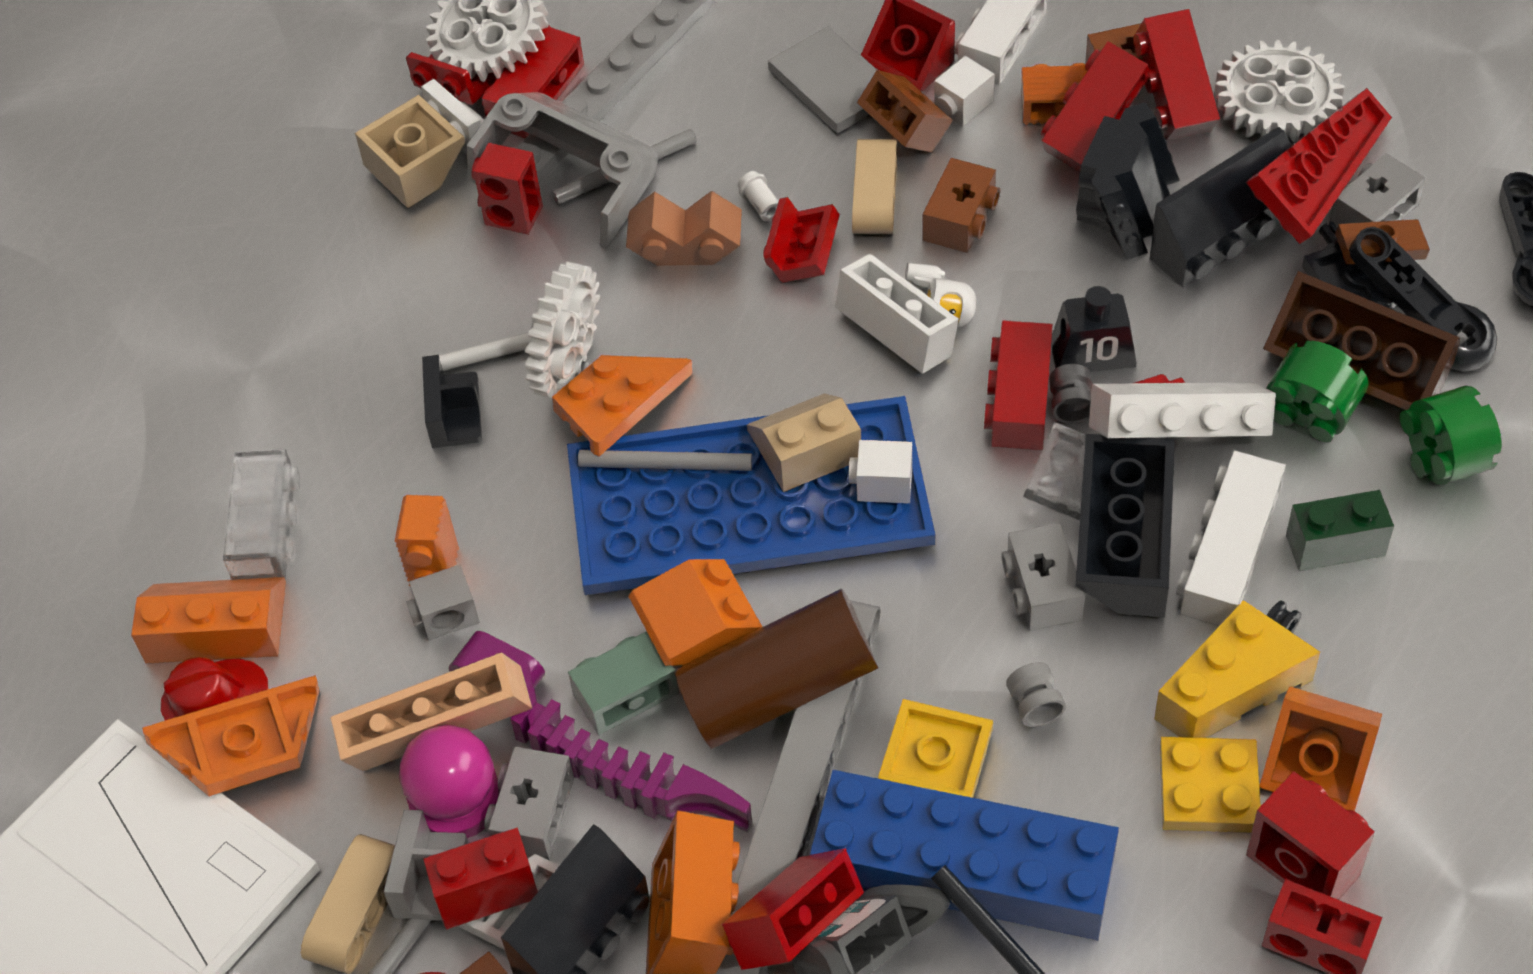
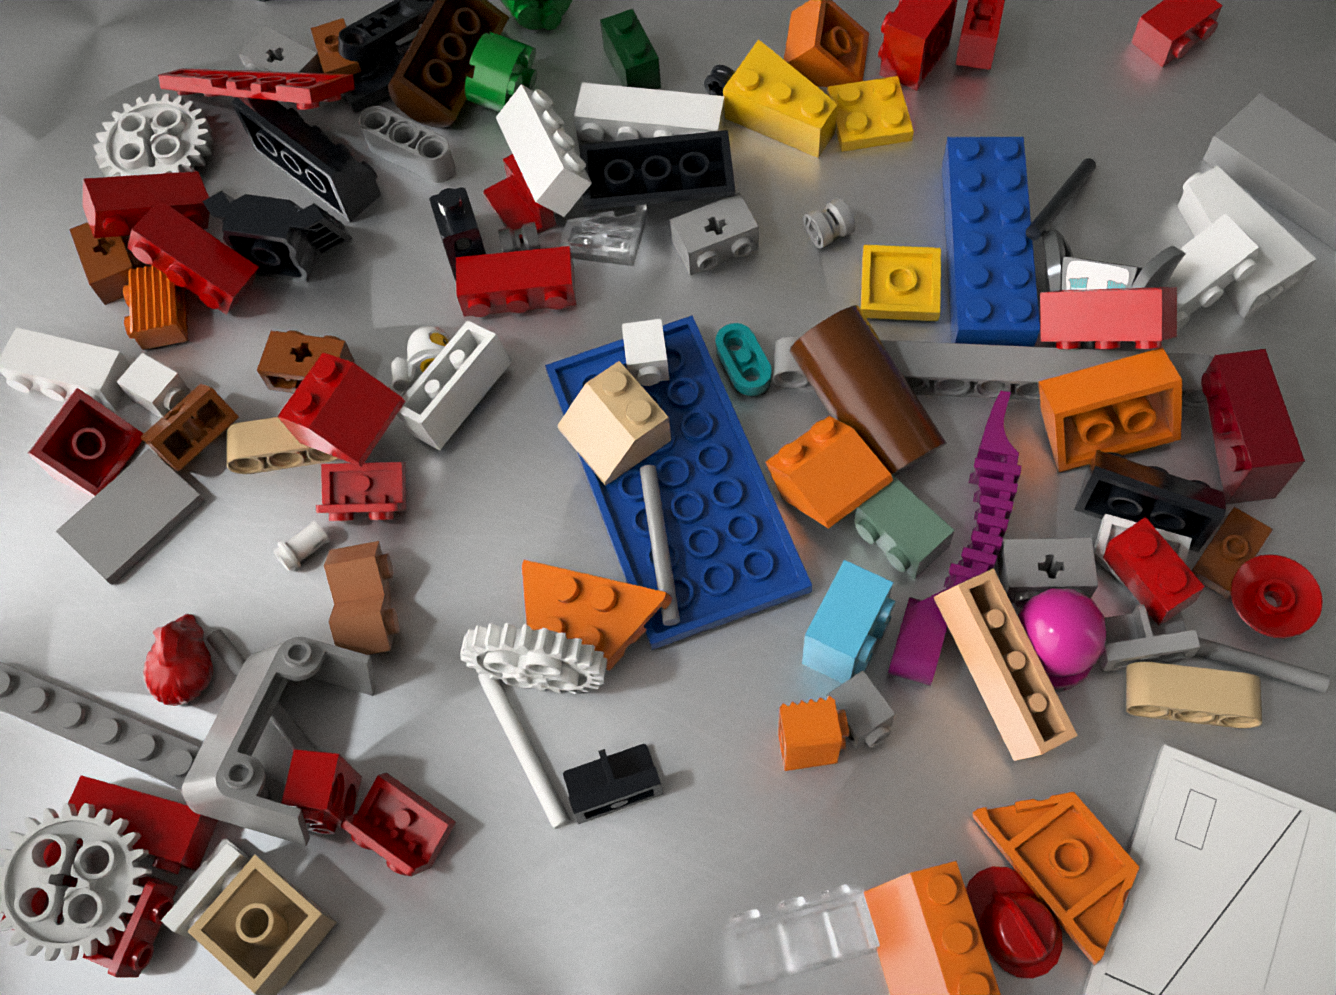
camera: 100 degrees left, 10 degrees up
(464, 245) = (399, 826): none -> red bracket
(523, 595) = (848, 623): none -> medium azure brick
(673, 106) = (178, 662): none -> red hair
(870, 576) = (744, 362): none -> teal plate
(871, 206) = (340, 409): none -> red slope
(1236, 304) = (407, 144): none -> light grey beam

